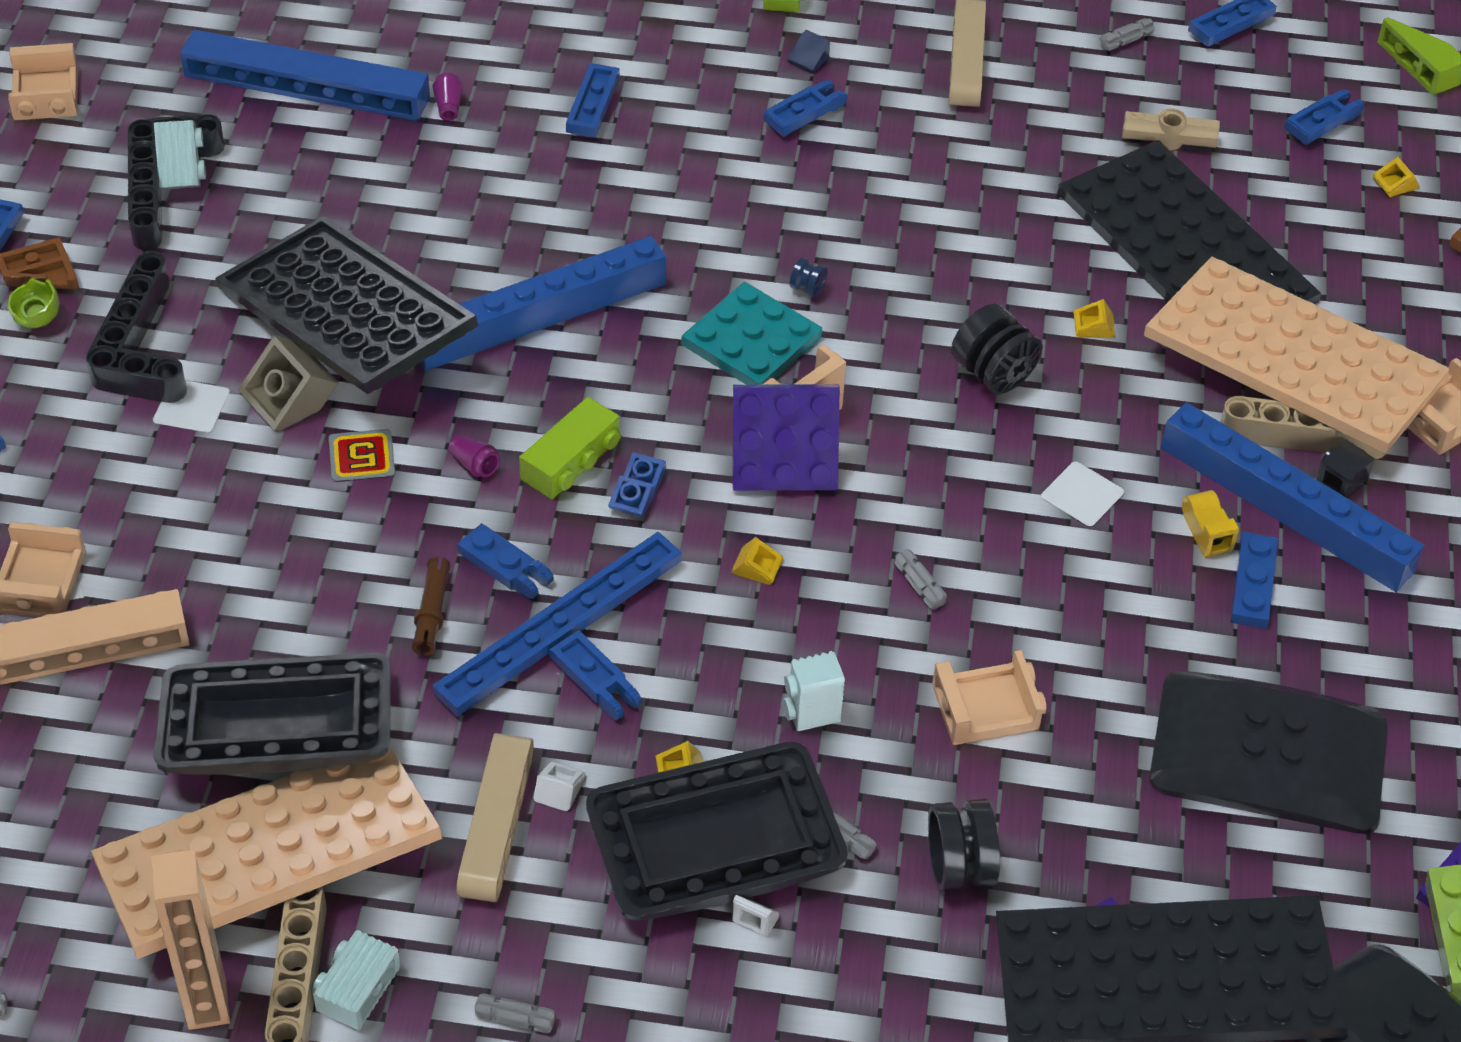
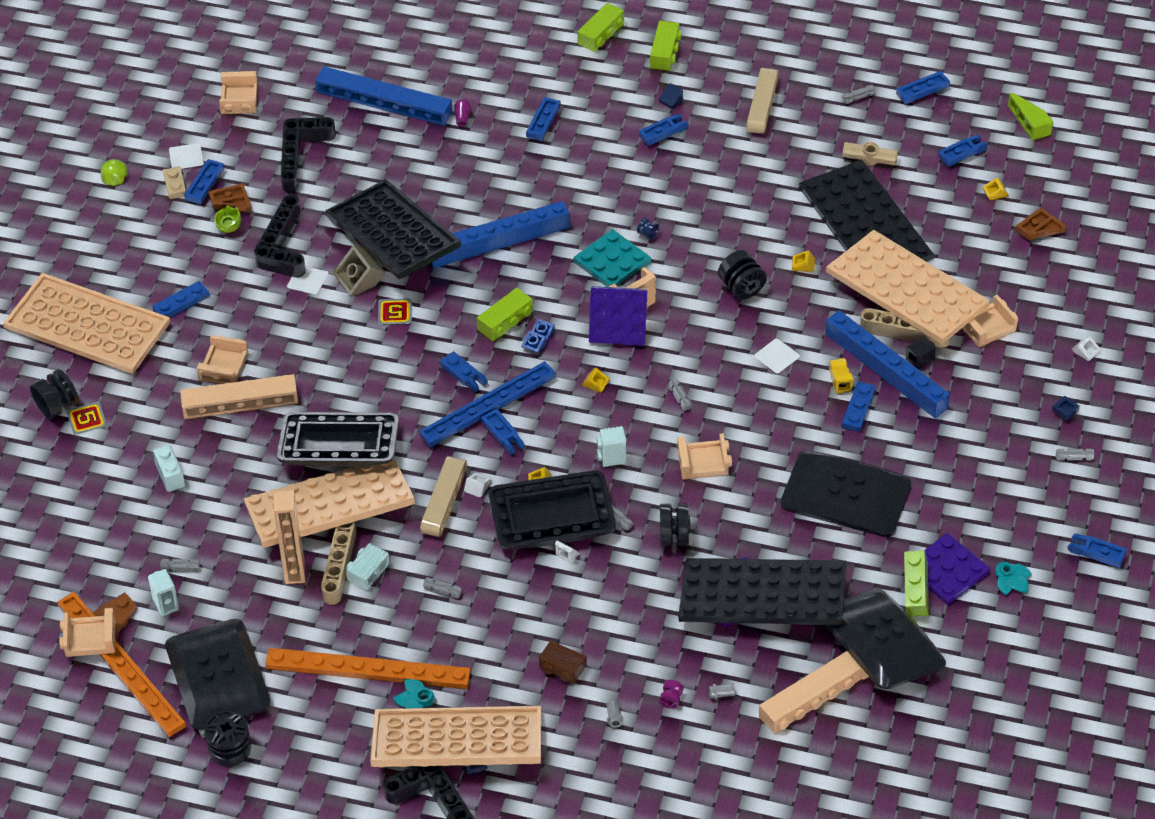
camera: 10 degrees right, 0 degrees up
(178, 154) = (310, 140): light aqua brick -> none
(429, 616) = (421, 397): reddish brown pin -> none
(476, 456) = (454, 315): magenta cone -> none

